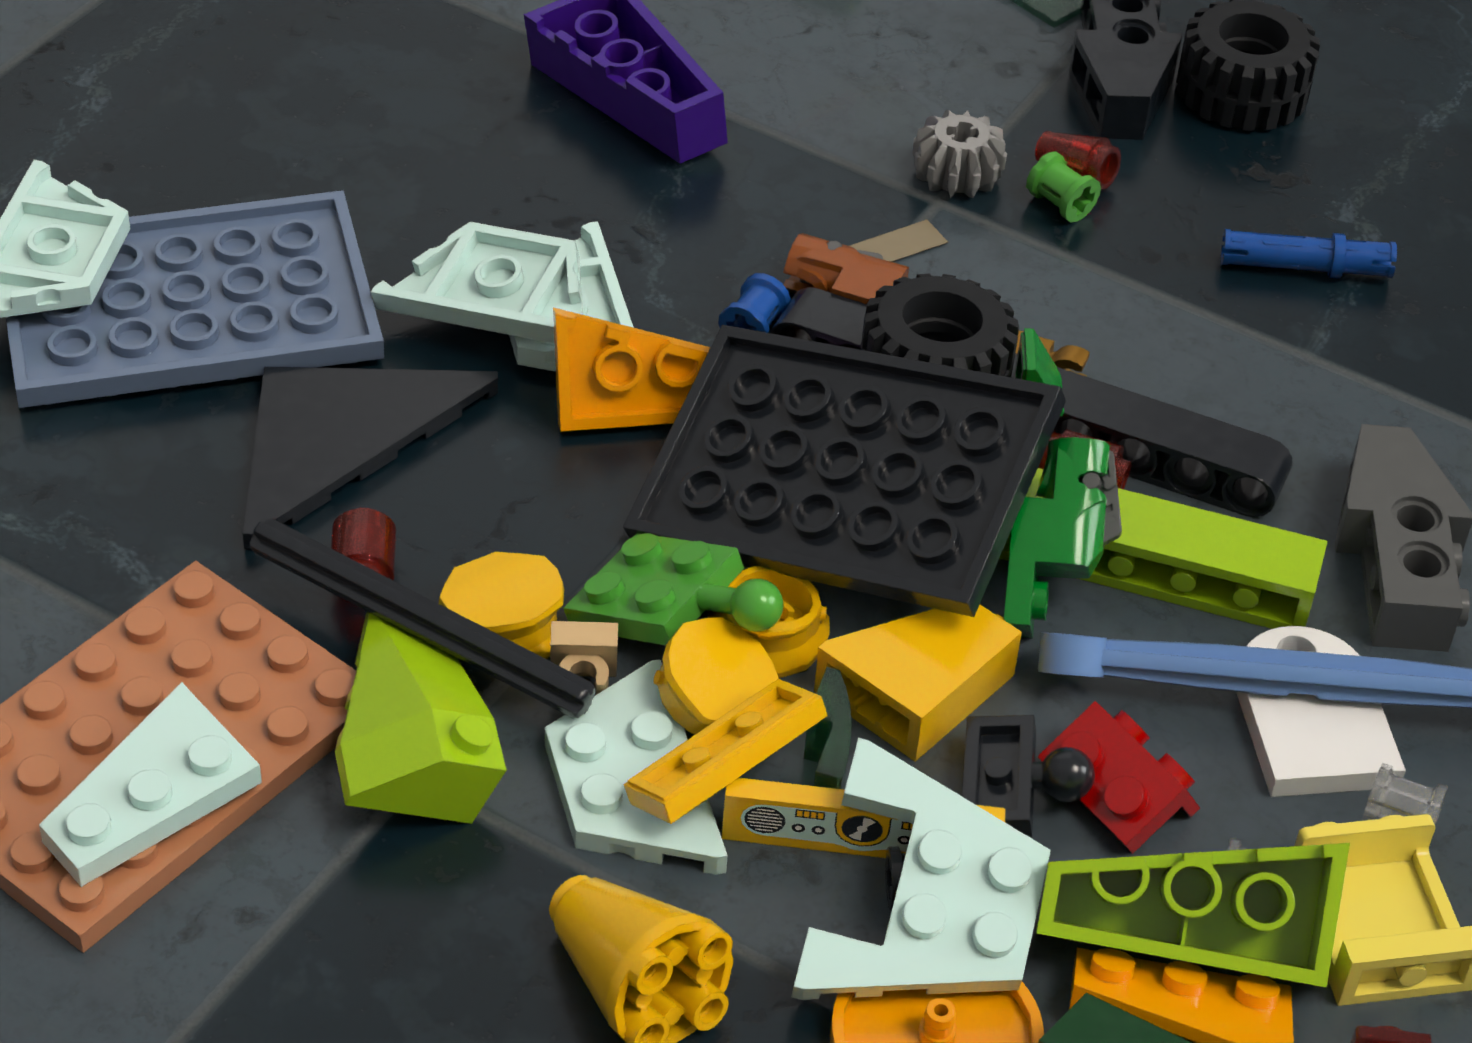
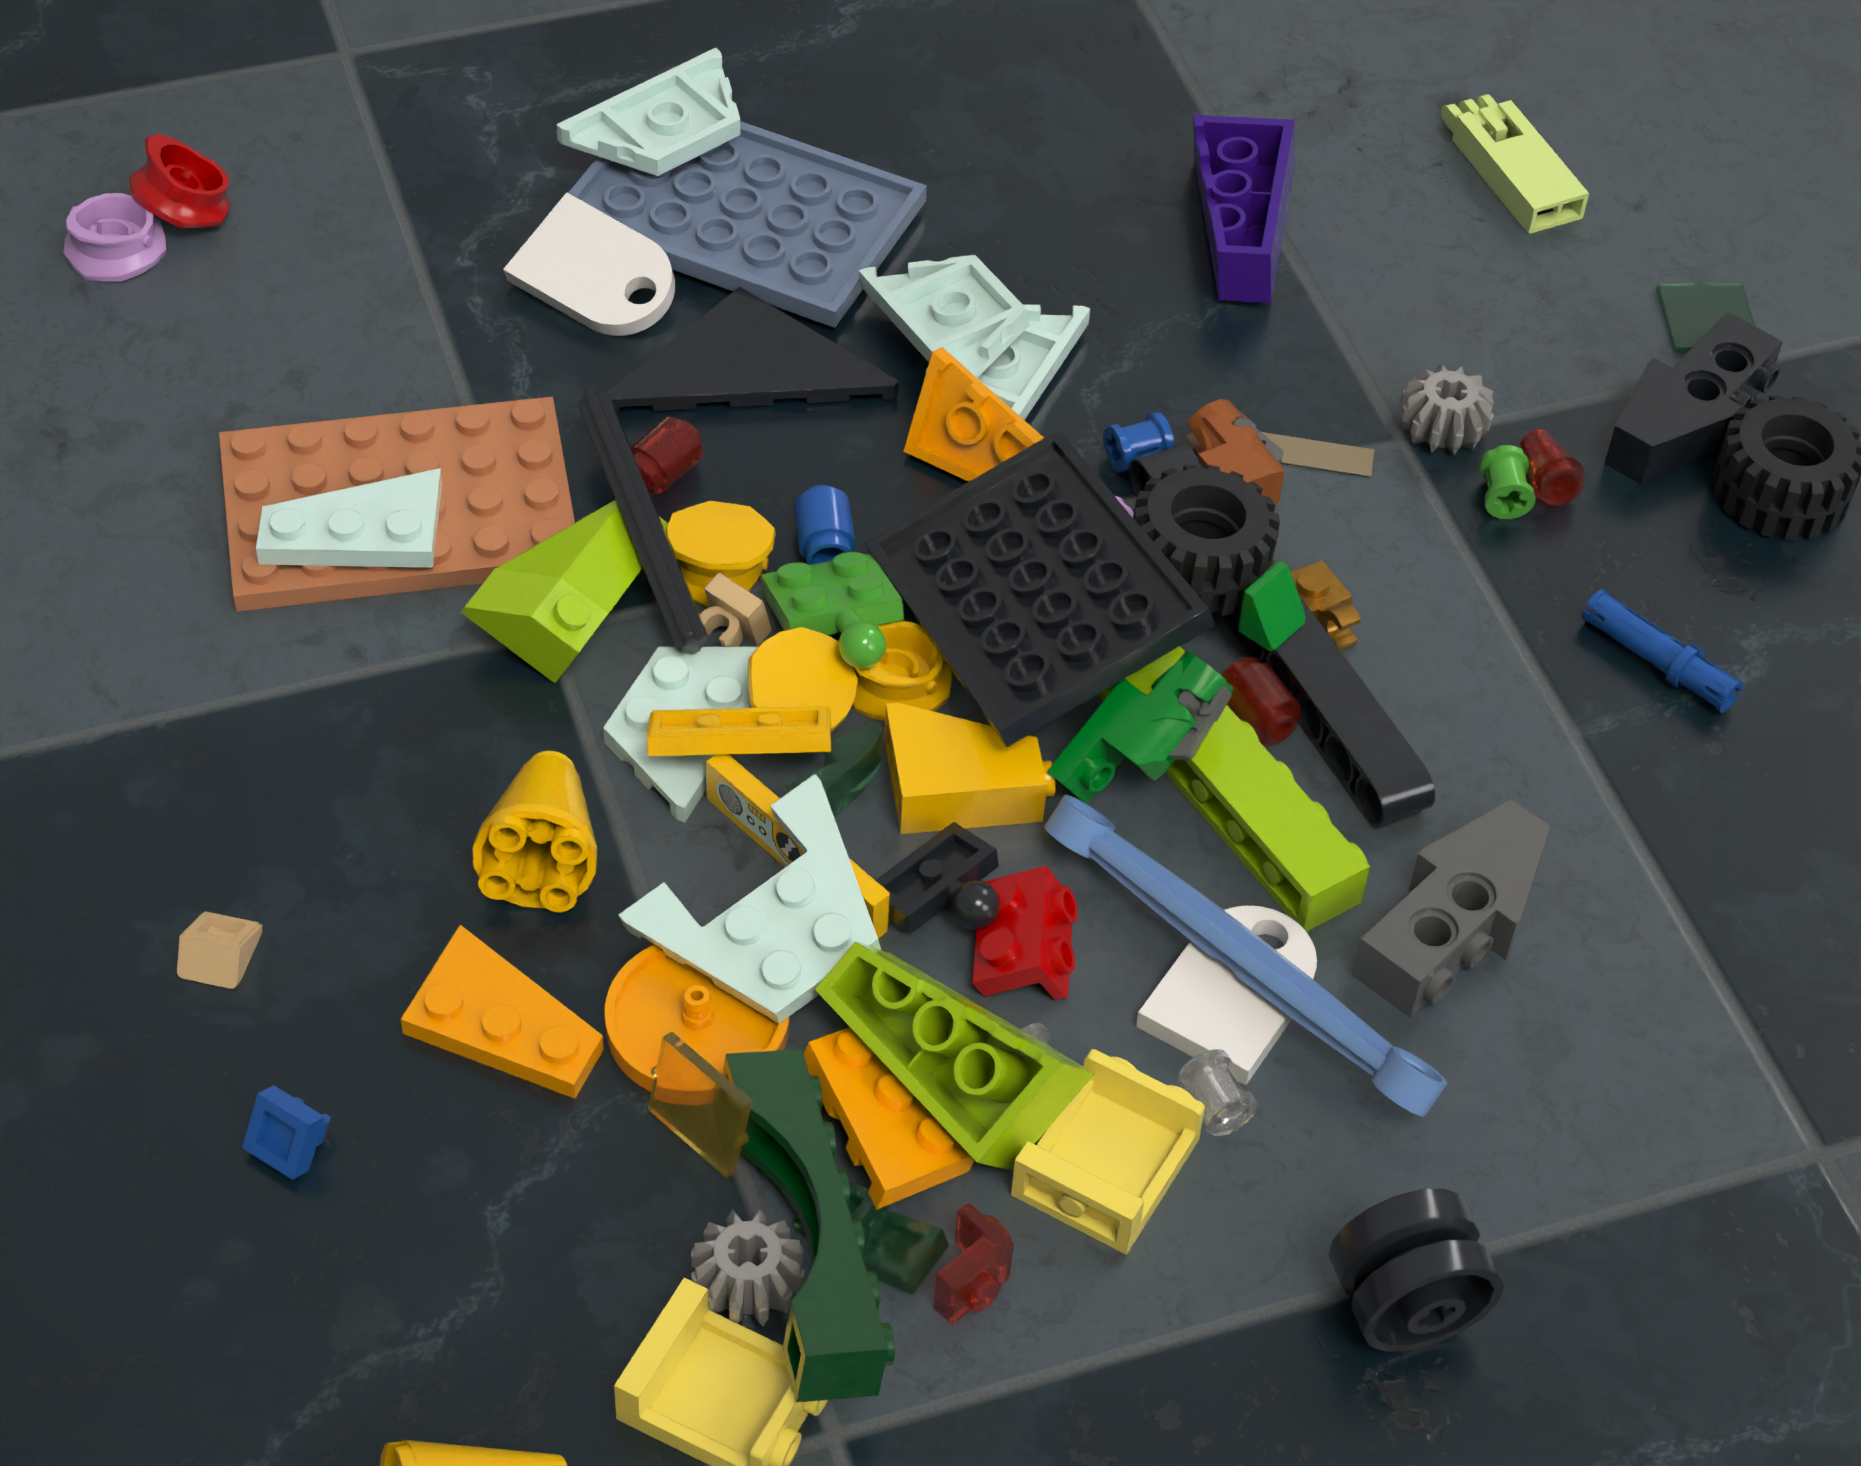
camera: 40 degrees right, 5 degrees up
(111, 422) = (591, 267): none -> white tile
(574, 532) = (823, 524): none -> blue brick

